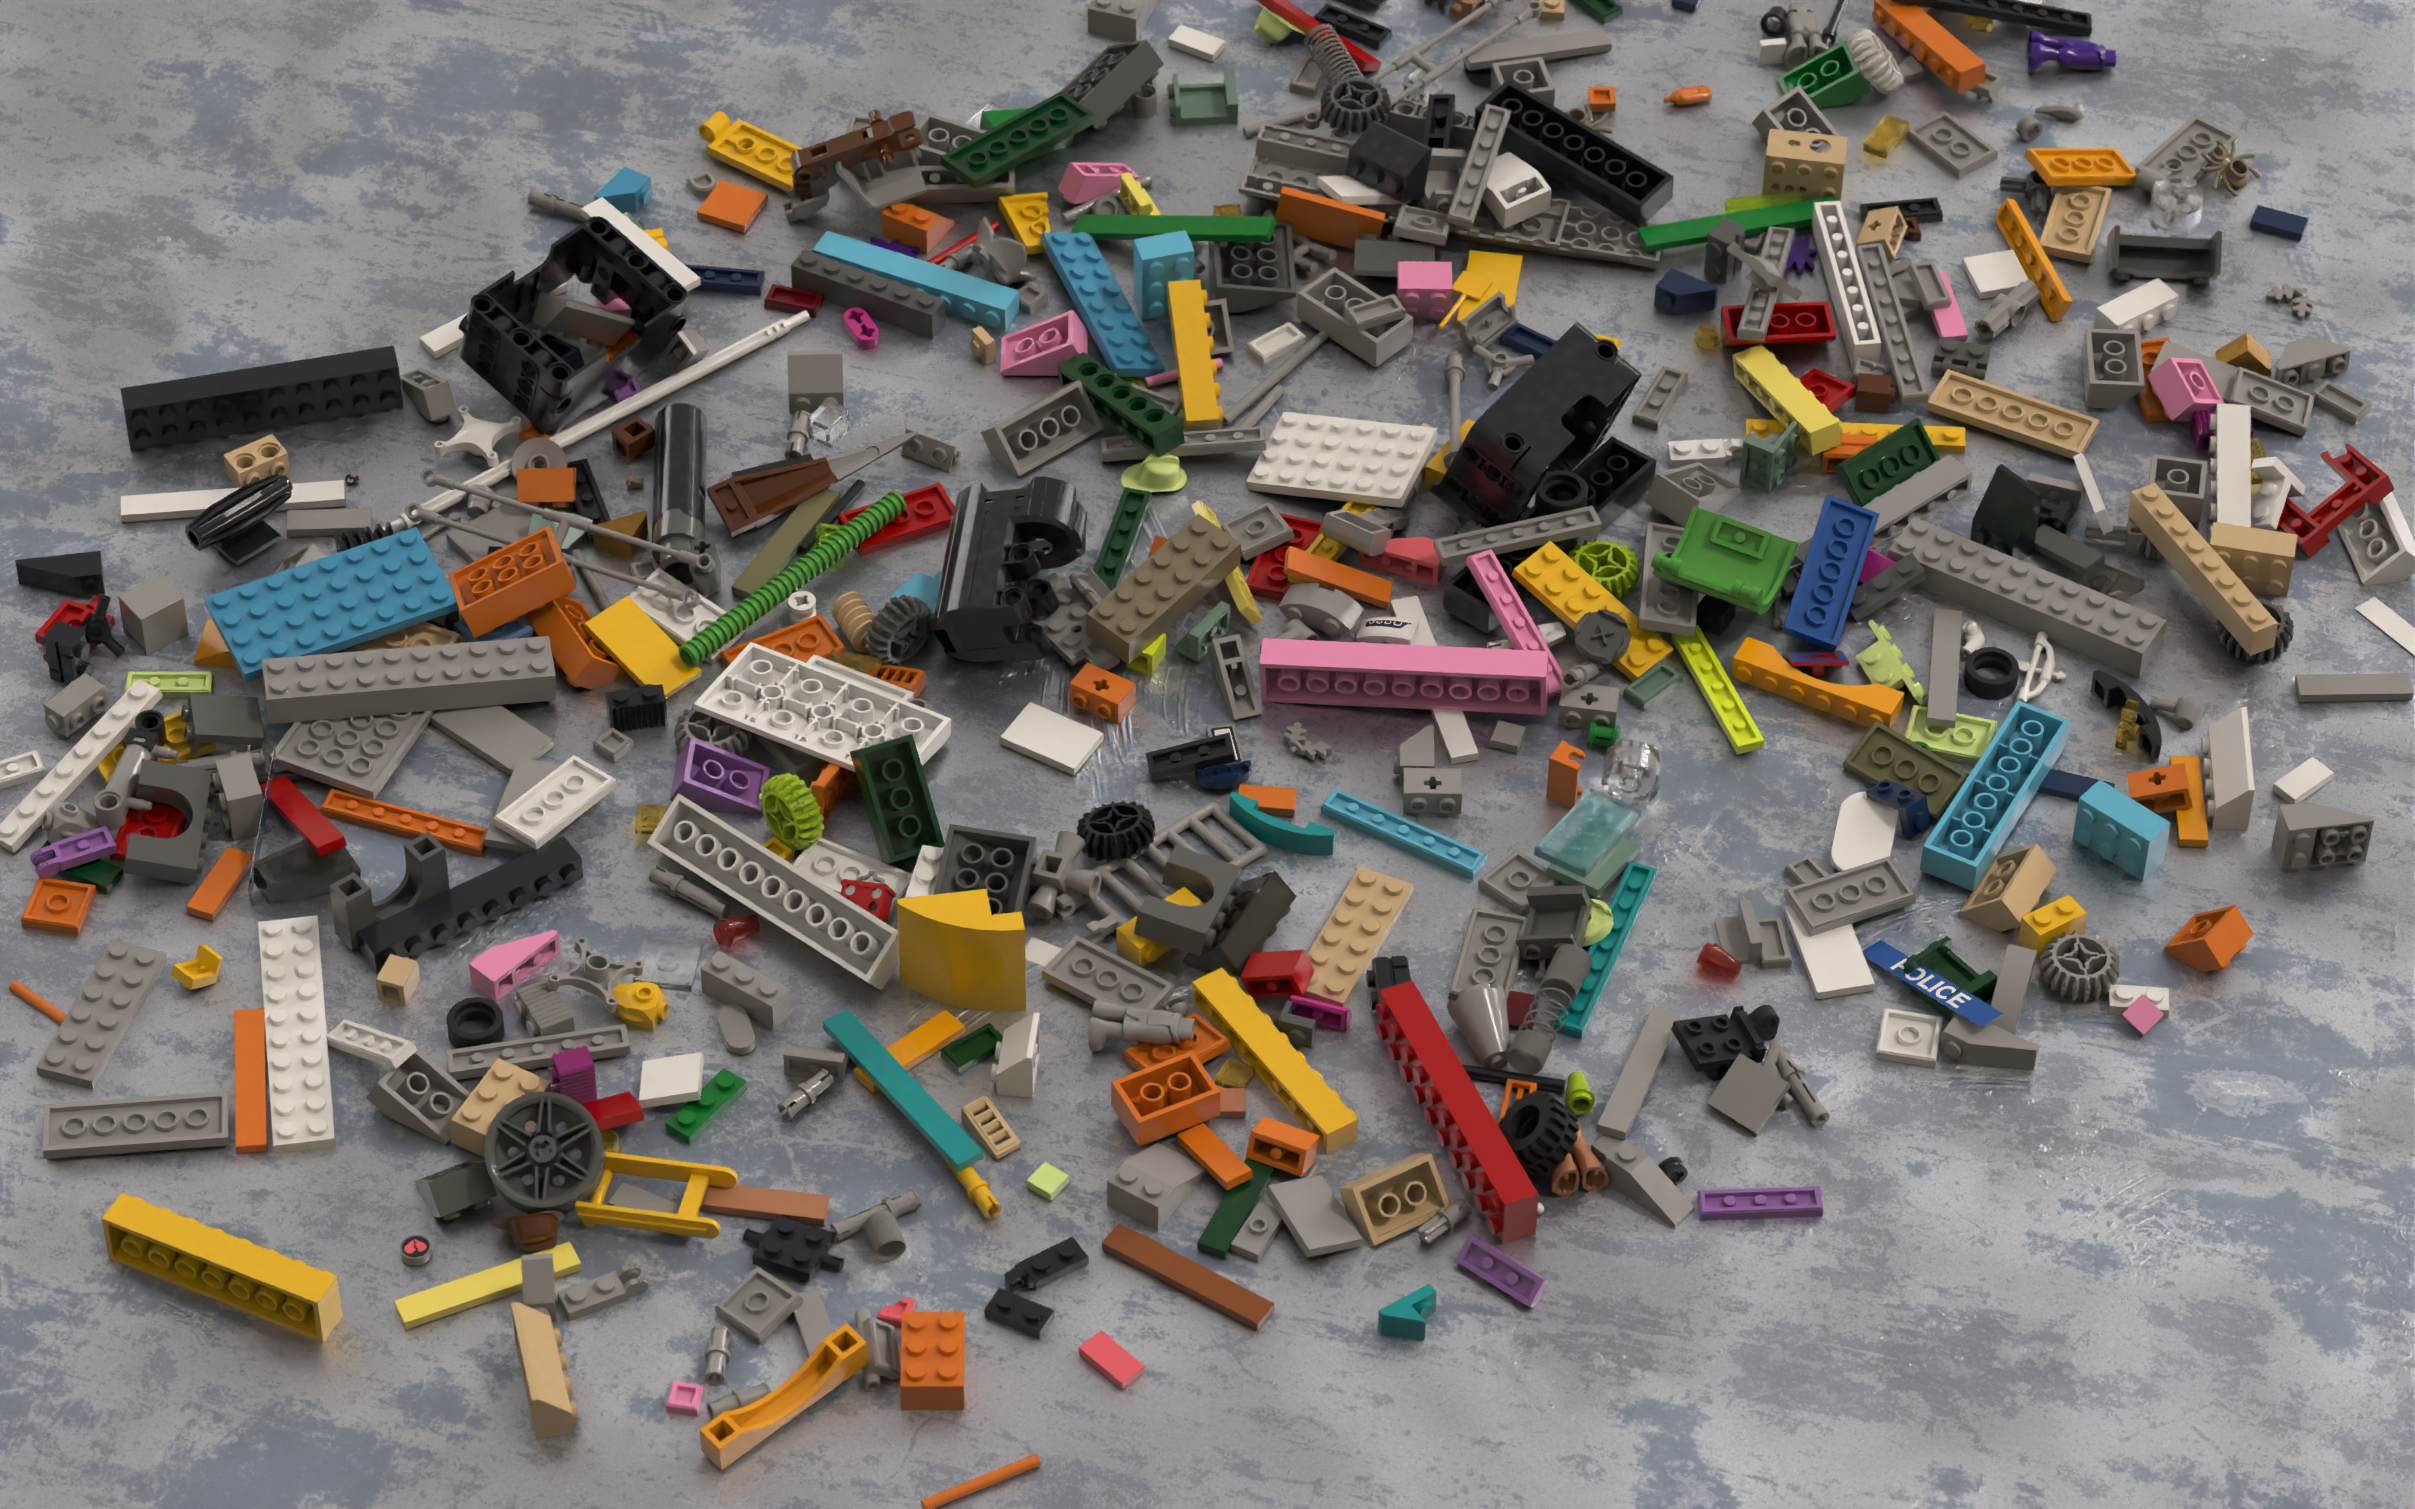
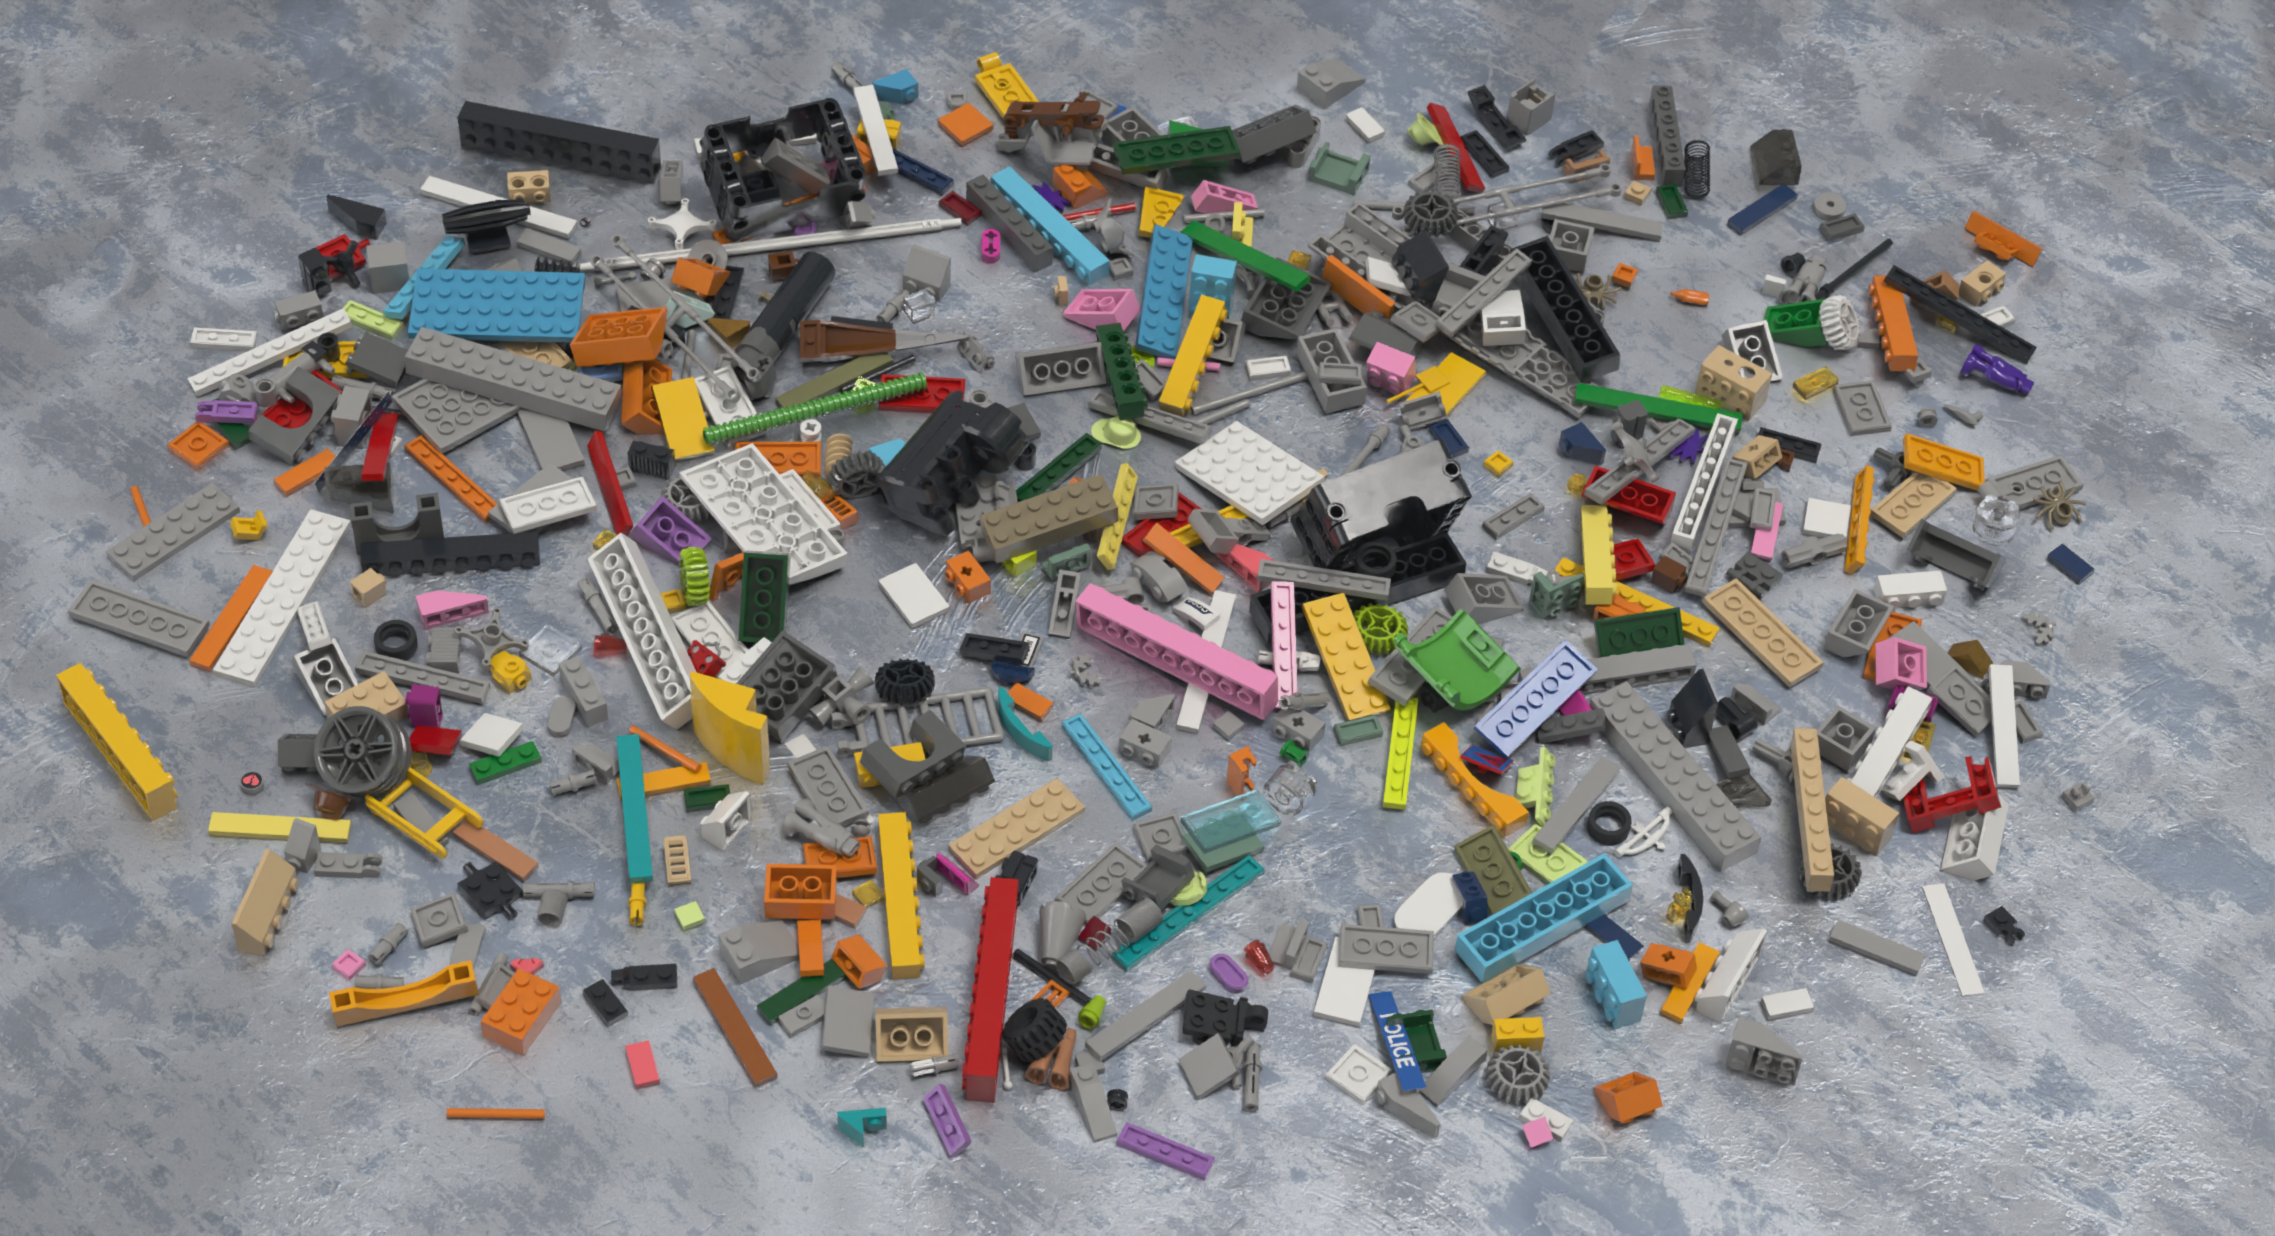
camera: 25 degrees right, 5 degrees up
(201, 630) = (439, 259): none -> medium azure plate
(606, 754) = (610, 484): none -> red tile
(890, 1014) = (667, 750): none -> orange bar
(1277, 974) = (941, 833): red brick -> none
(1602, 637) = (1337, 679): dark grey tile -> none
(1695, 993) = (1228, 973): none -> medium lavender tile
(1973, 637) = (1616, 790): white arm -> none
(2093, 493) = (1775, 717): white tile -> none
(2326, 402) = (2004, 726): none -> white tile

